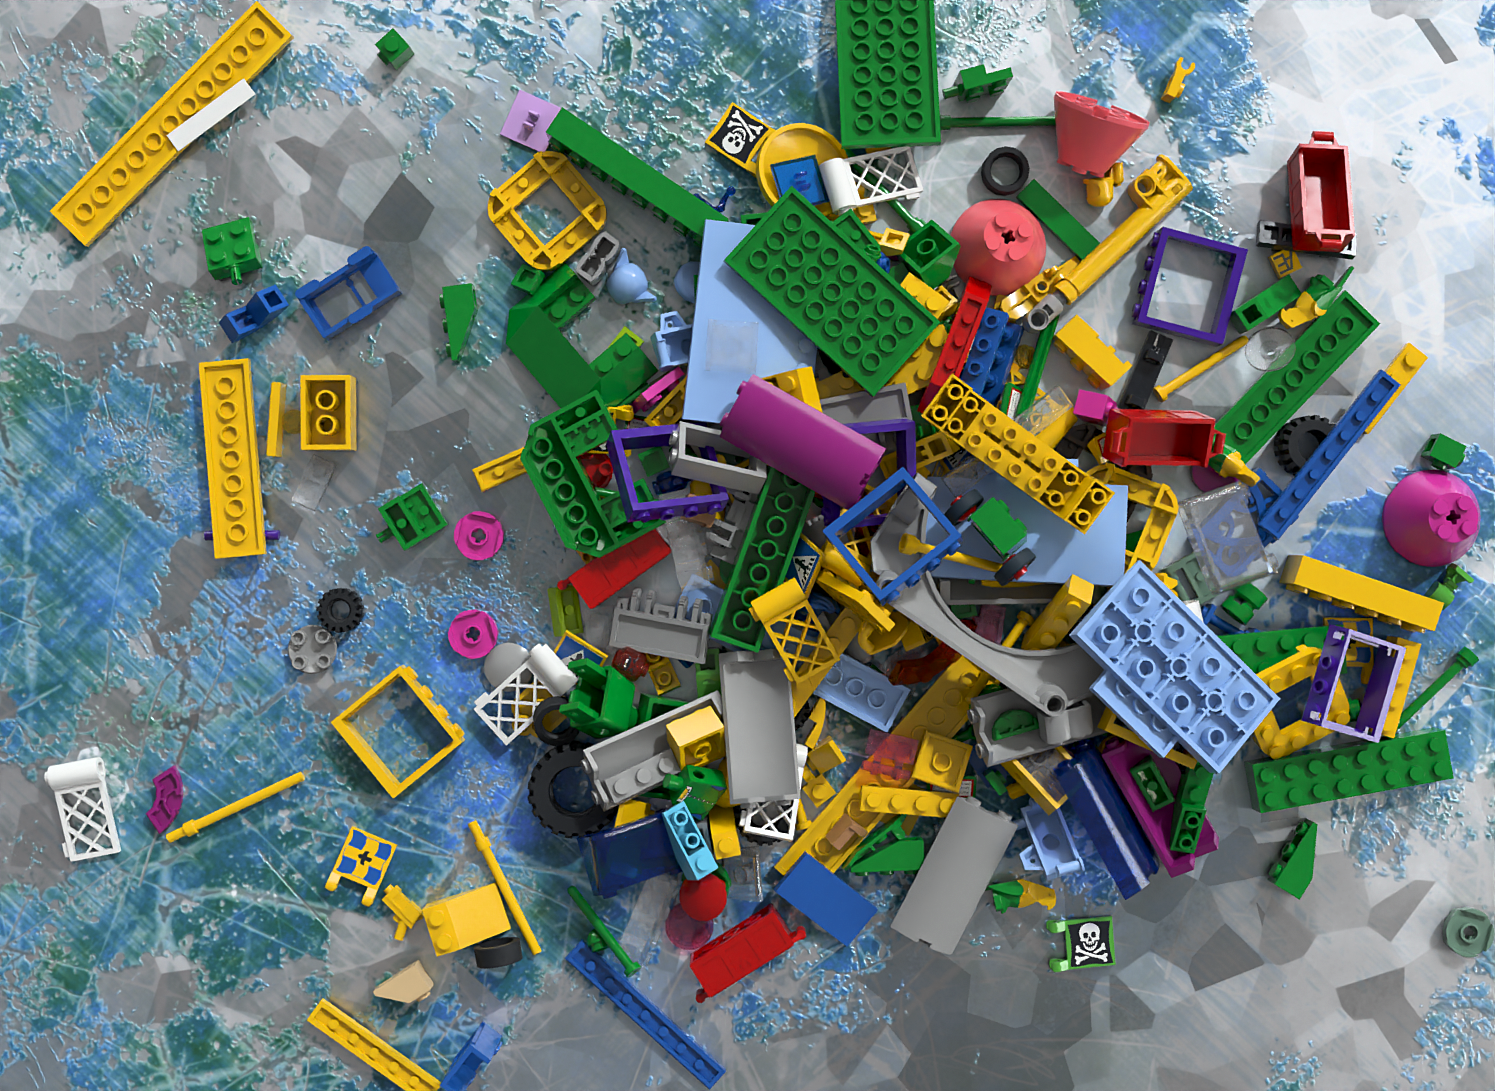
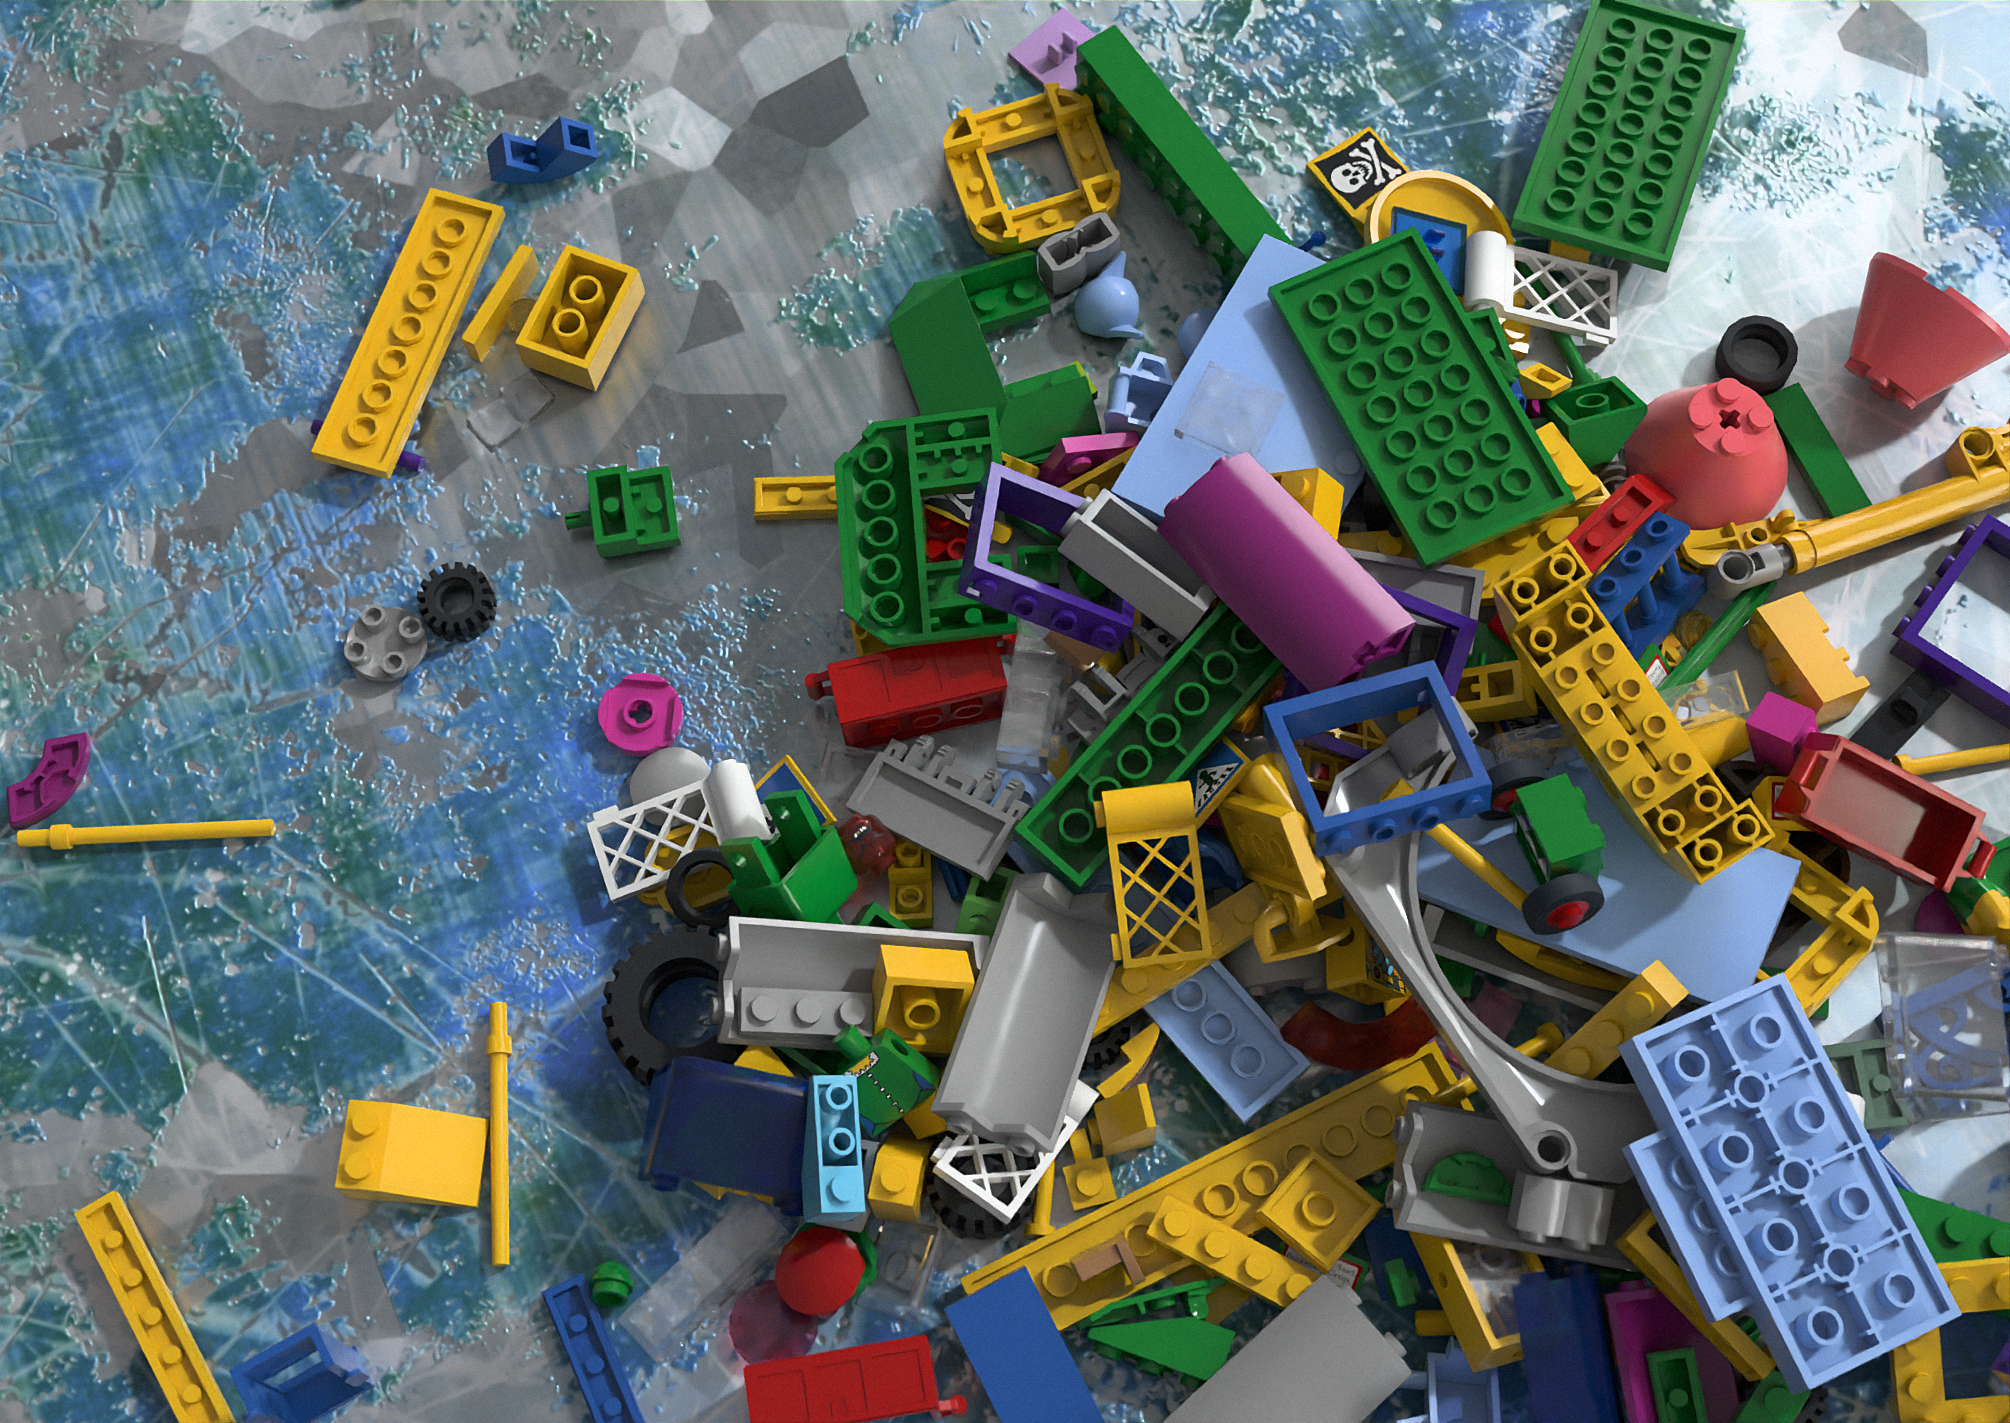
camera: 30 degrees right, 20 degrees down
(231, 250) = (554, 63): green plate -> none
(363, 861) = (296, 998): yellow flag -> none
(367, 754) = (435, 744): yellow window -> none
(375, 274) = (727, 139): blue piece -> none
(405, 911) = (323, 1105): yellow piece -> none
(406, 985) = (265, 1223): tan slope -> none
(460, 311) = (840, 260): green slope -> none
(491, 528) = (723, 597): dark pink plate -> none
(498, 952) = (436, 1227): black tyre -> none
(528, 279) = (961, 248): green plate -> none
(565, 610) = (802, 733): lime slope -> none
(631, 968) = (643, 1337): green bar -> none
(891, 747) = (1243, 1152): clear pink plate -> none
(947, 122) = (1686, 261): green bar -> none
(975, 82) = (1759, 216): green plate -> none
(1101, 189) = (1903, 430): yellow piece -> none
(1251, 598) = (1941, 1157): green wheel -> none

